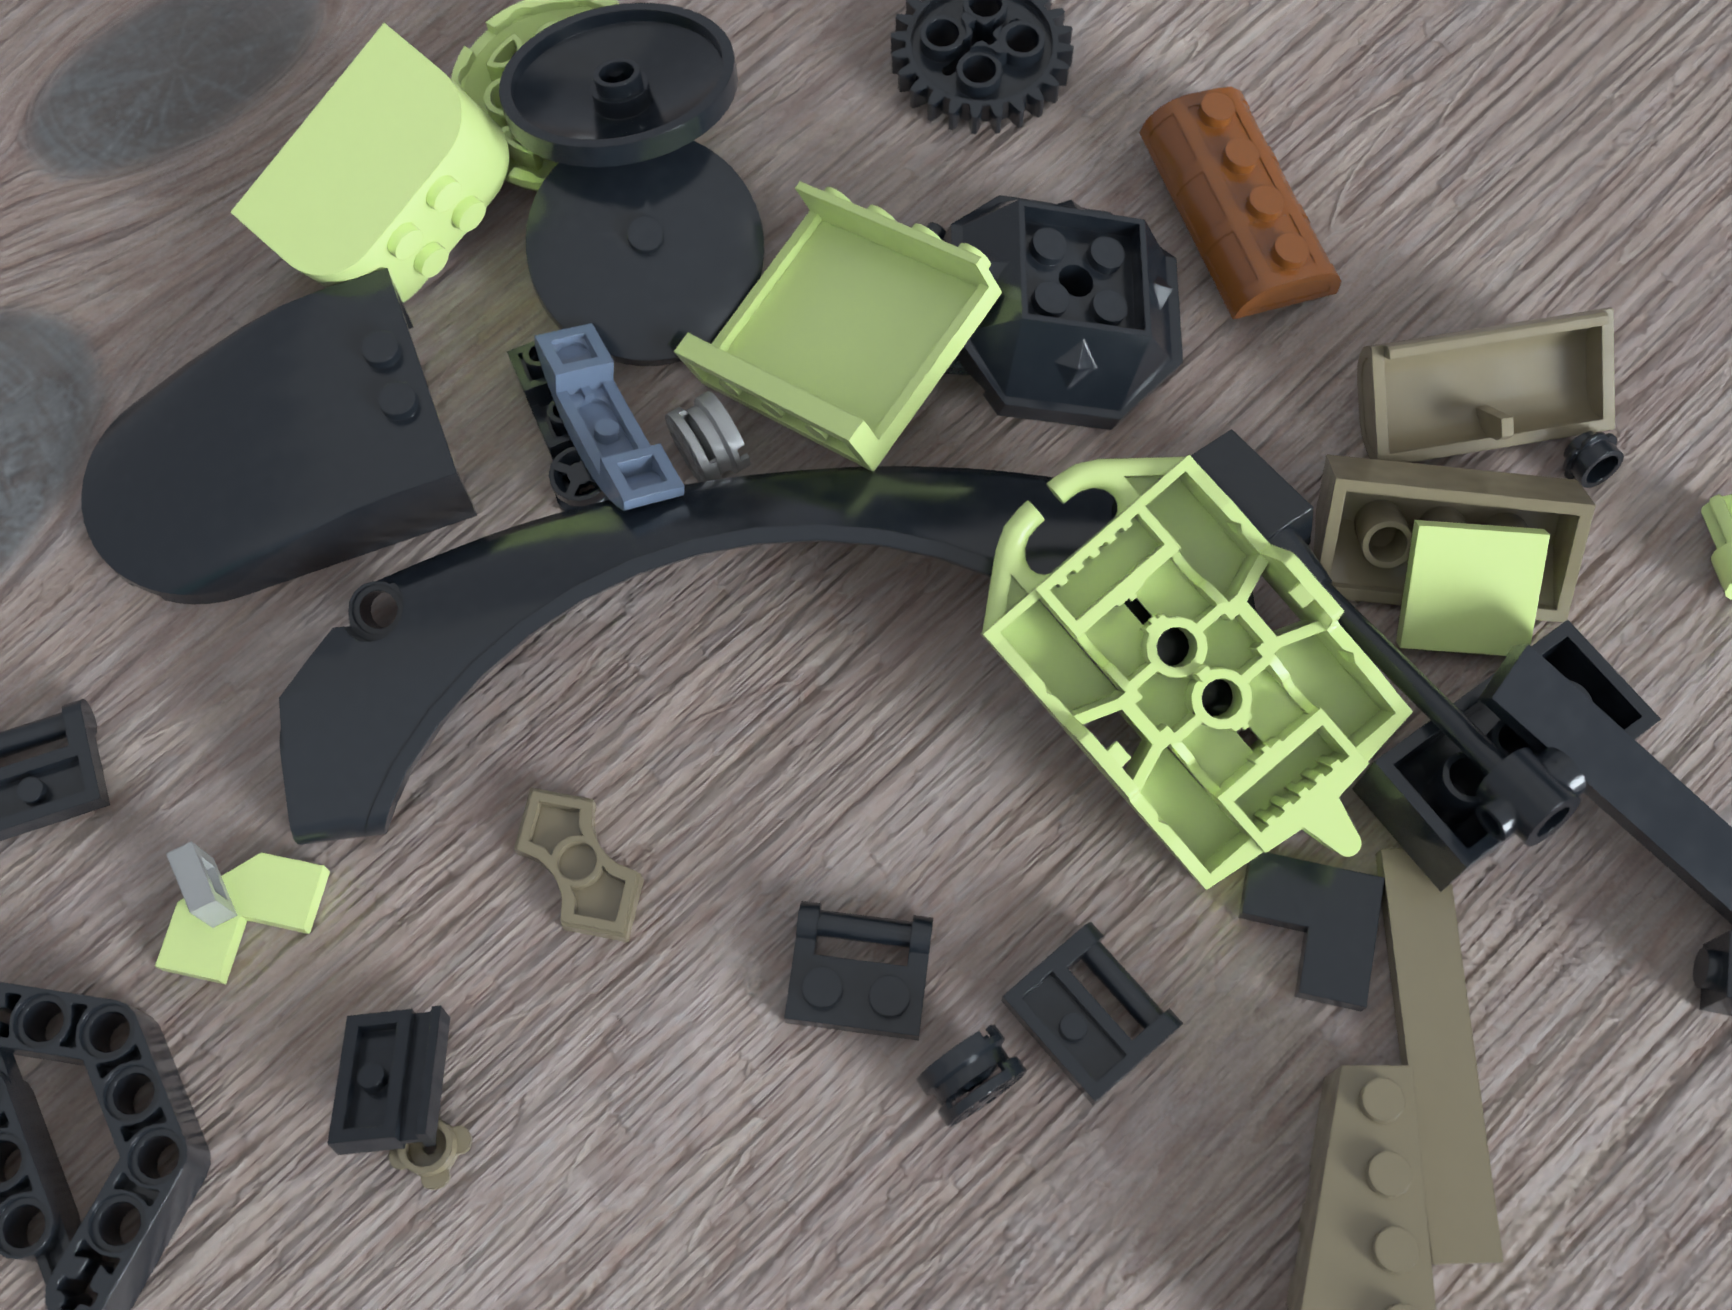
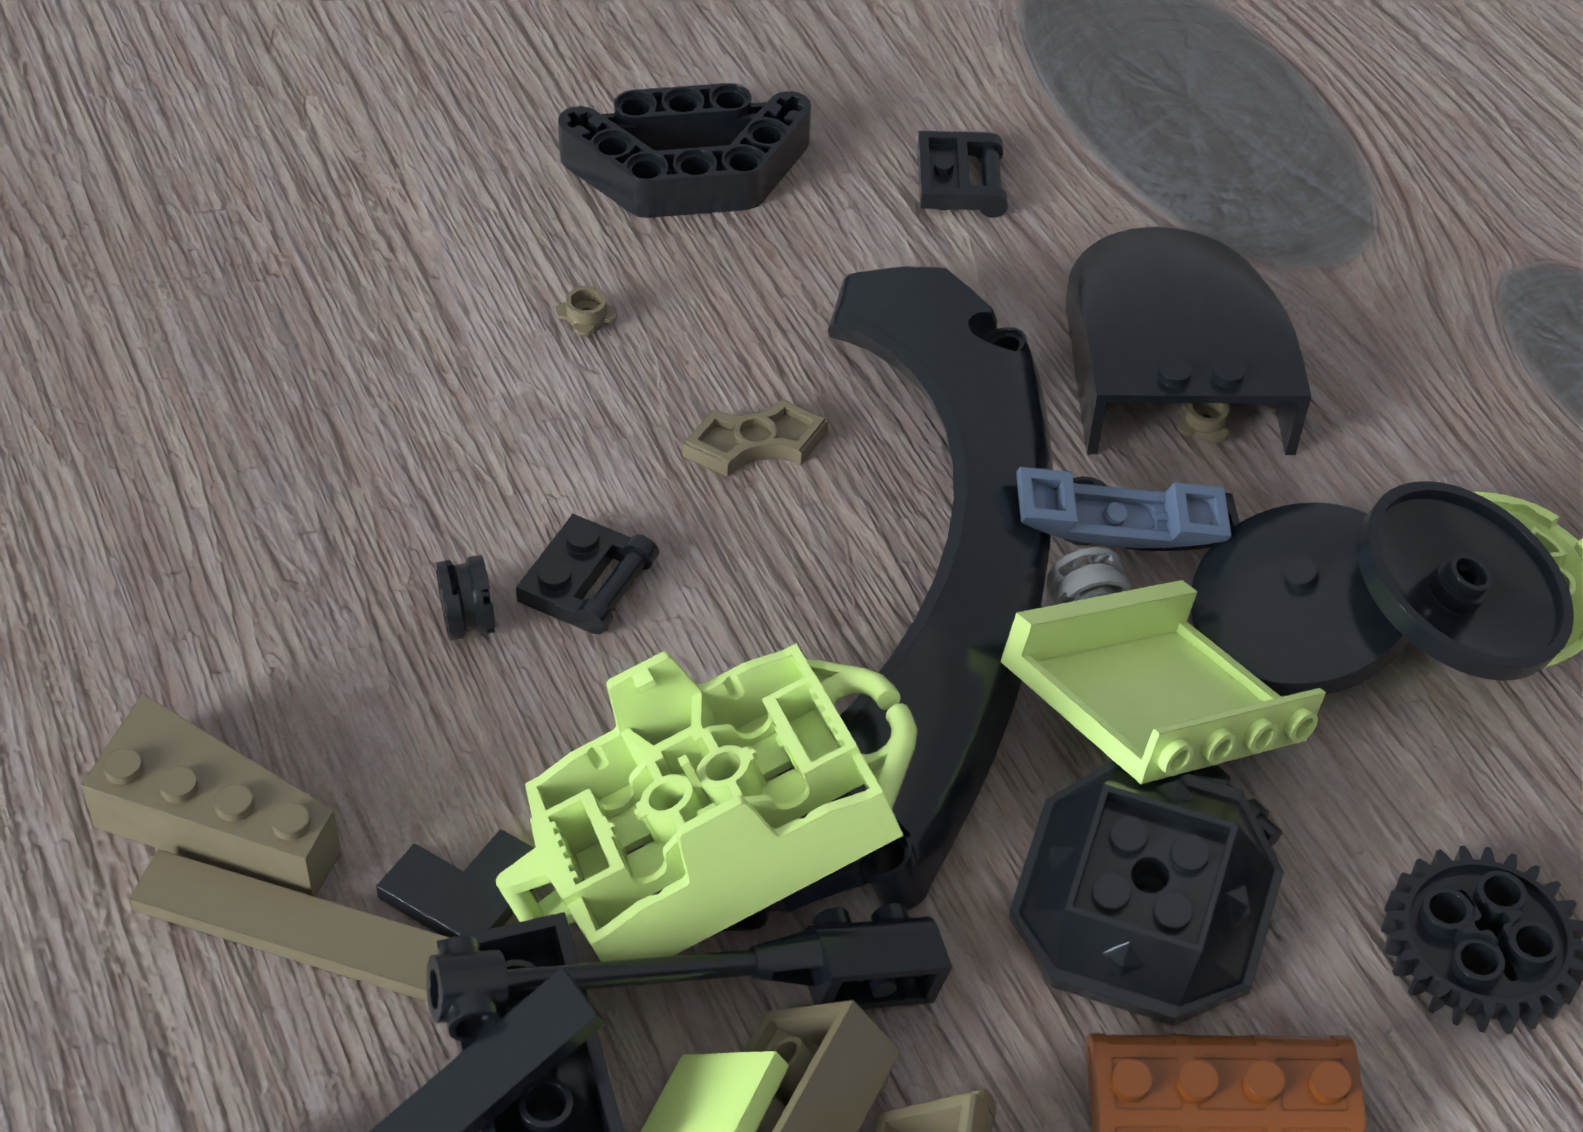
camera: 105 degrees right, 20 degrees down
(201, 884) = (826, 221): light grey tile -> none
(262, 891) = (816, 260): yellowish green tile -> none
(380, 173) = (1413, 408): yellowish green brick -> none
(389, 1081) = (640, 291): black plate -> none
(1076, 1027) = (470, 685): black plate -> none

